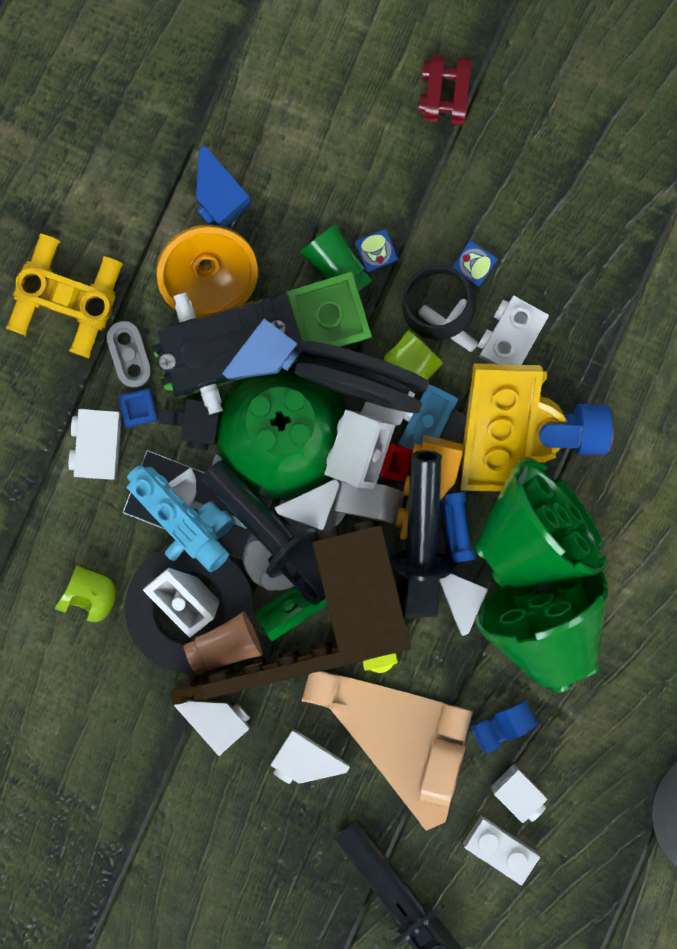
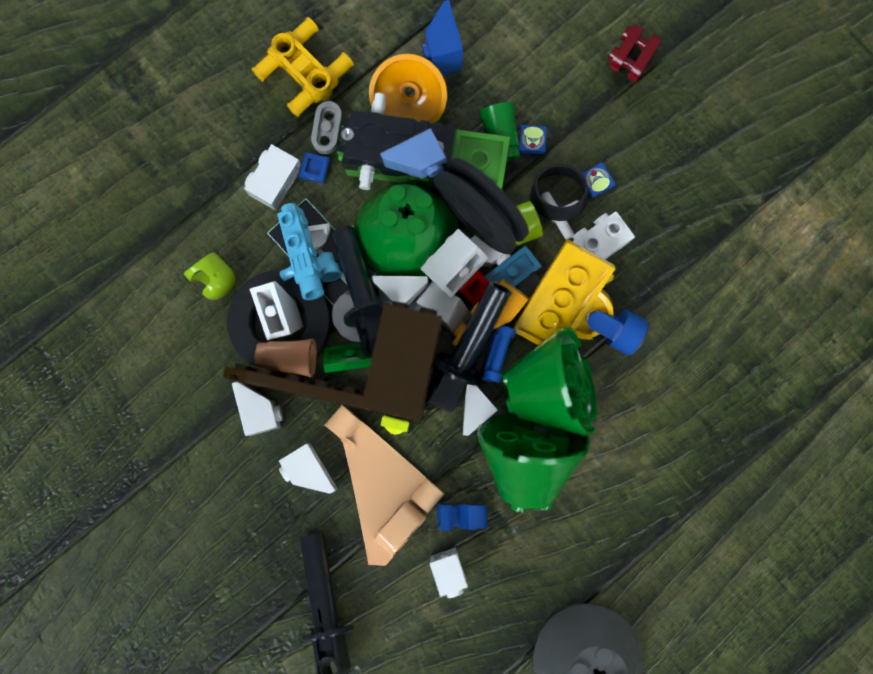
camera: 30 degrees right, 5 degrees down
(196, 424) = (348, 195): black brick -> none
(501, 850) = (415, 607): white brick -> none

